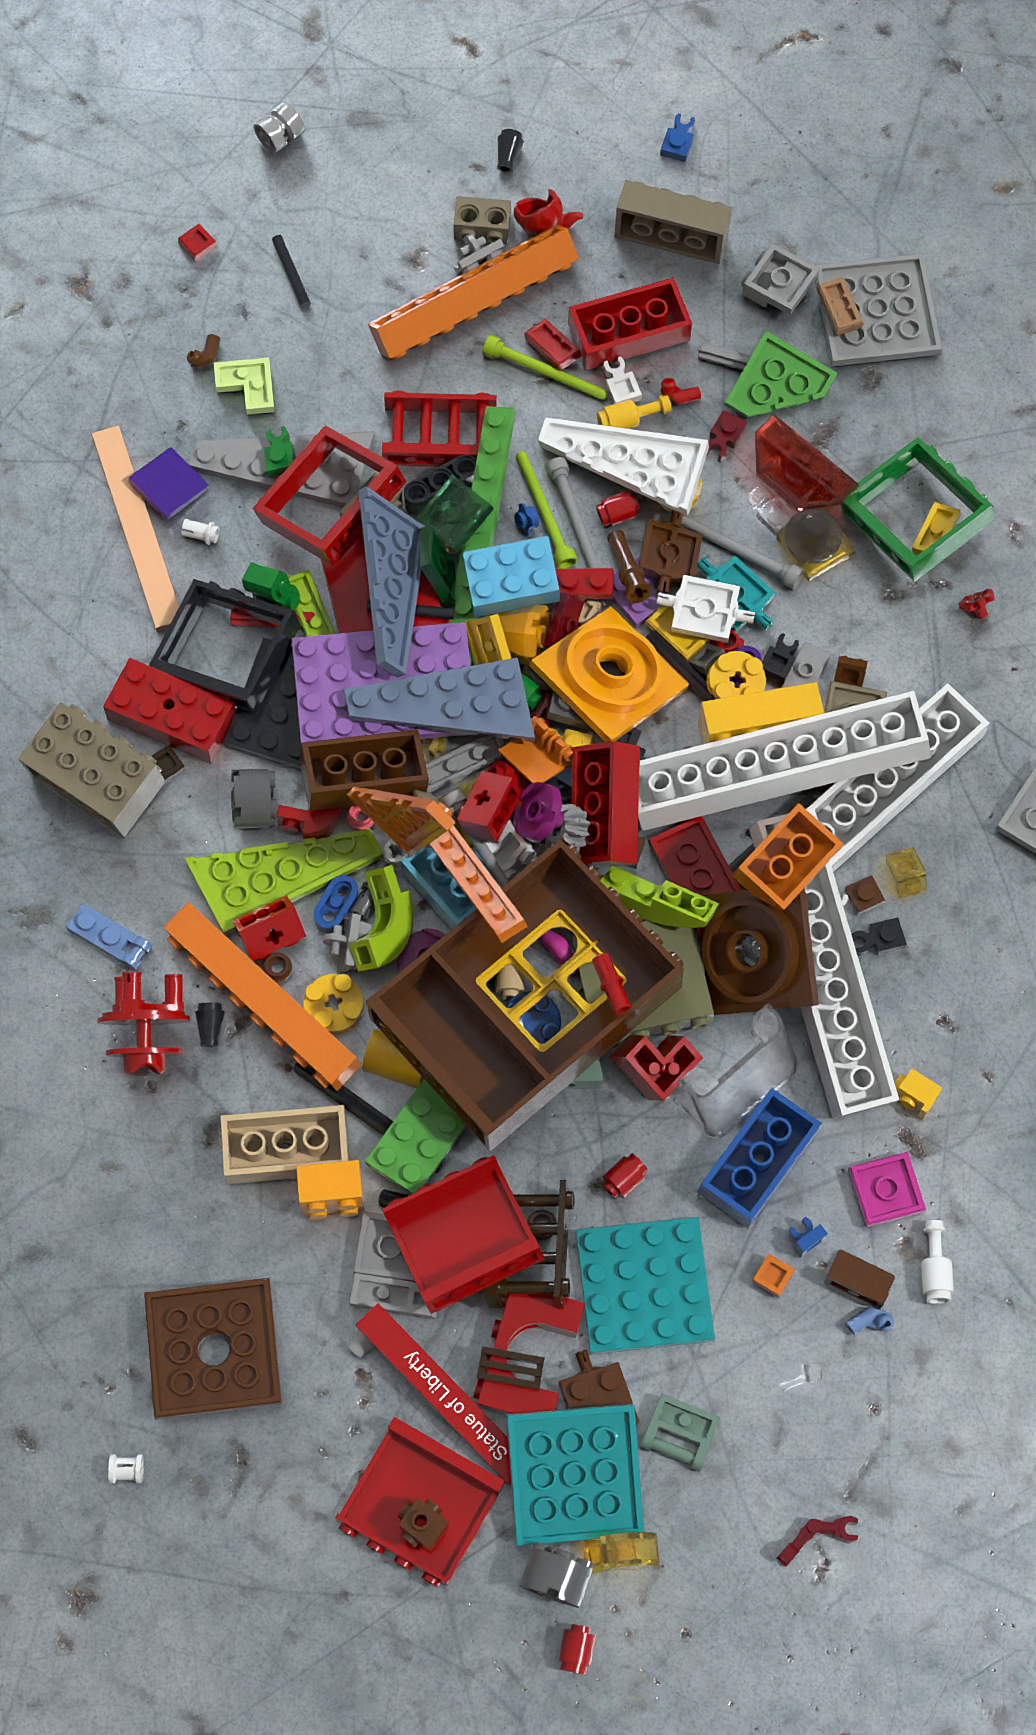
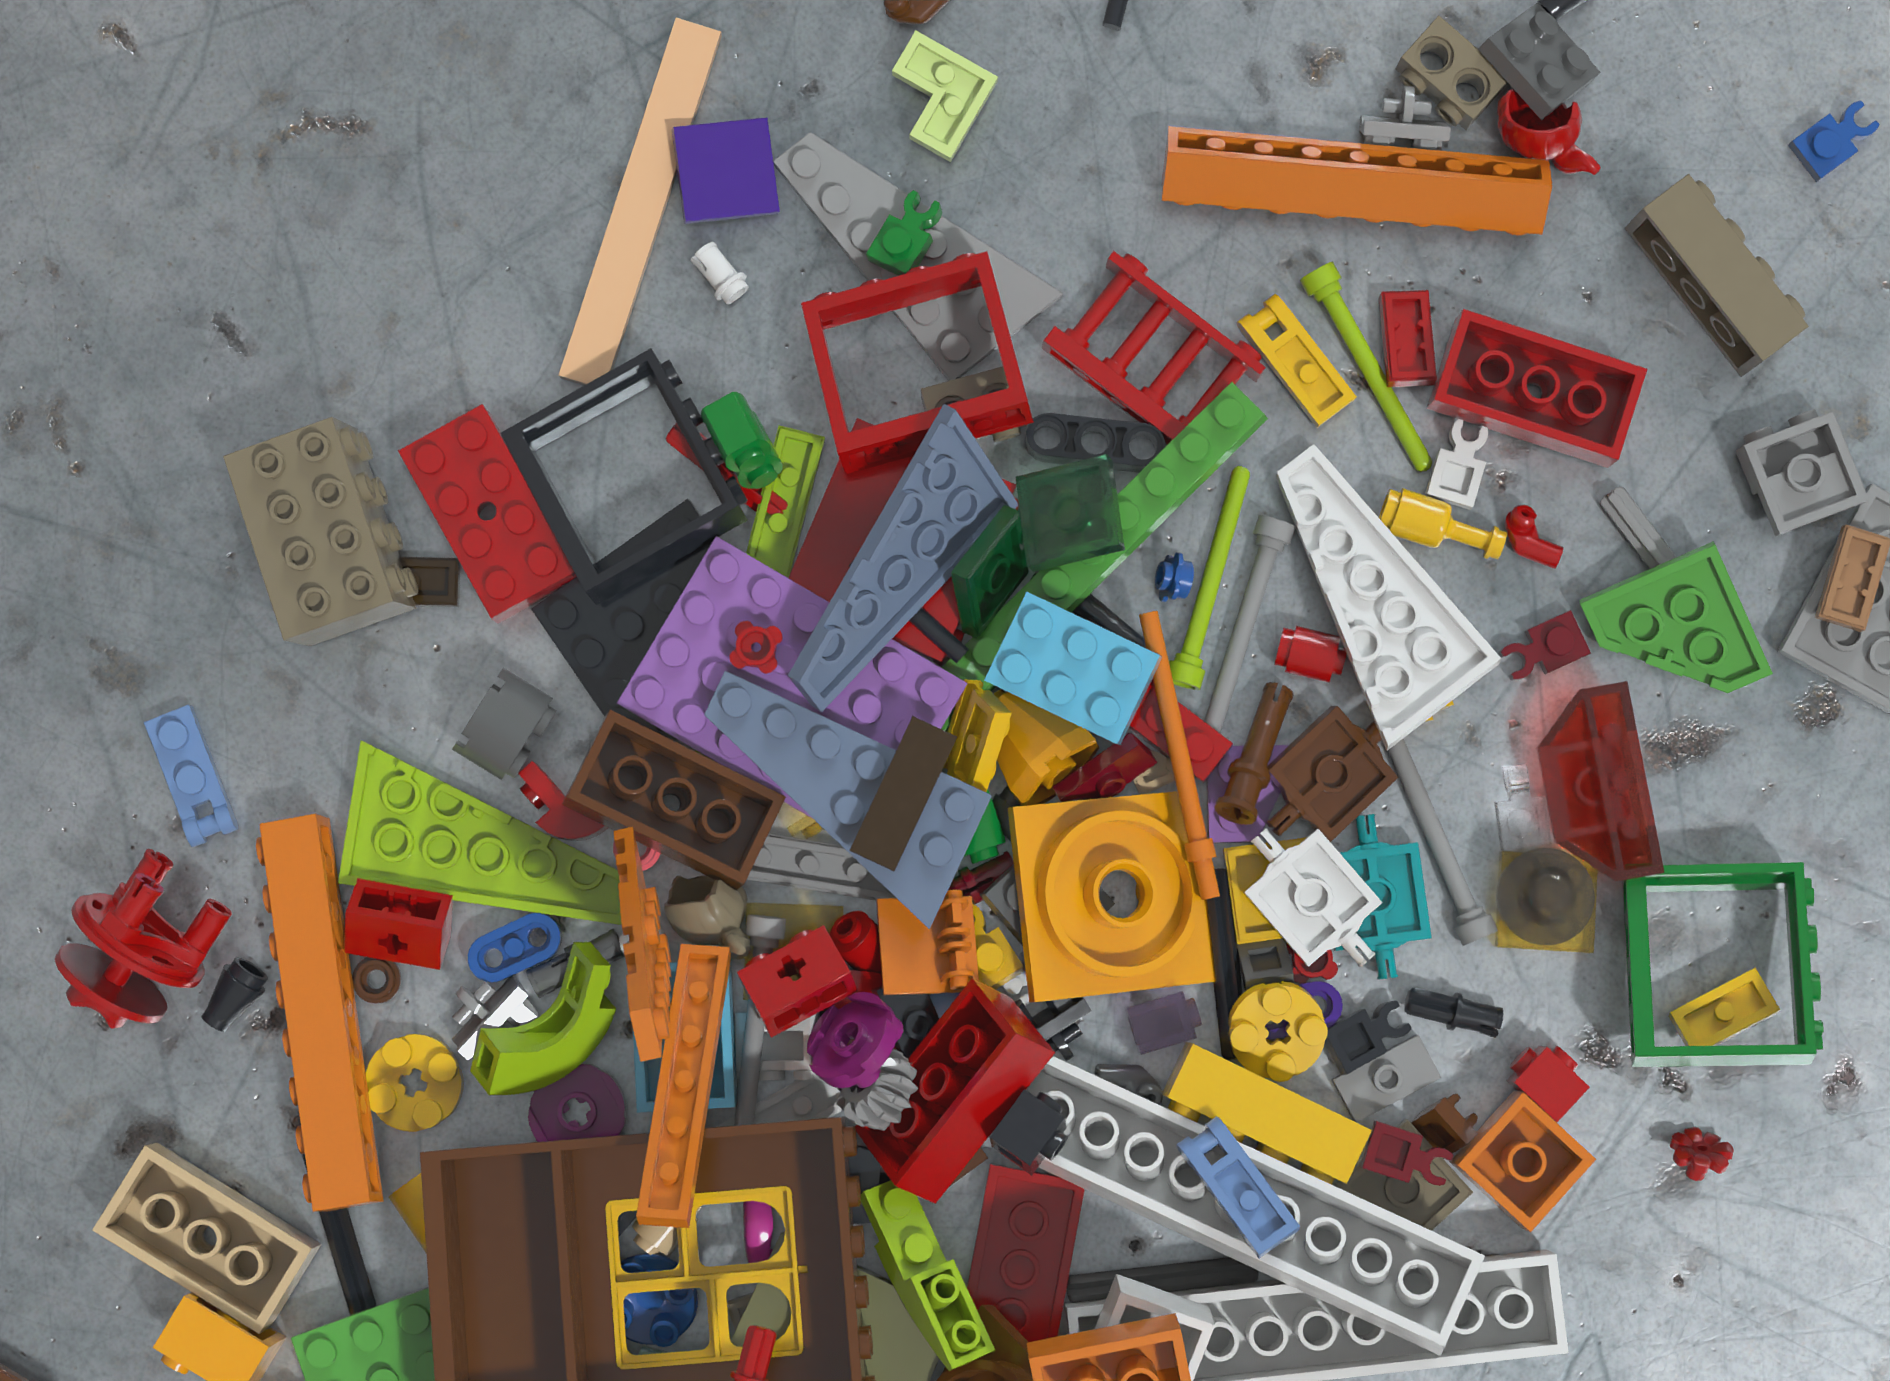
camera: 35 degrees right, 15 degrees up
(350, 661) = (765, 657): none -> red plate
(474, 681) = (903, 793): none -> dark brown tile
(509, 387) = (1297, 361): none -> yellow plate
(518, 186) = (1539, 60): none -> dark grey plate
(633, 620) = (1199, 849): none -> orange bar
(656, 793) = (1031, 1131): none -> black brick
(678, 718) = (1163, 1021): none -> clear purple brick
(775, 743) = (1239, 1188): none -> medium blue plate
(812, 619) = (1454, 1011): none -> black axle
(838, 695) = (1397, 1153): none -> dark red plate
(881, 619) = (1548, 1079): none -> red brick
(898, 658) = (1523, 1160): none -> orange brick

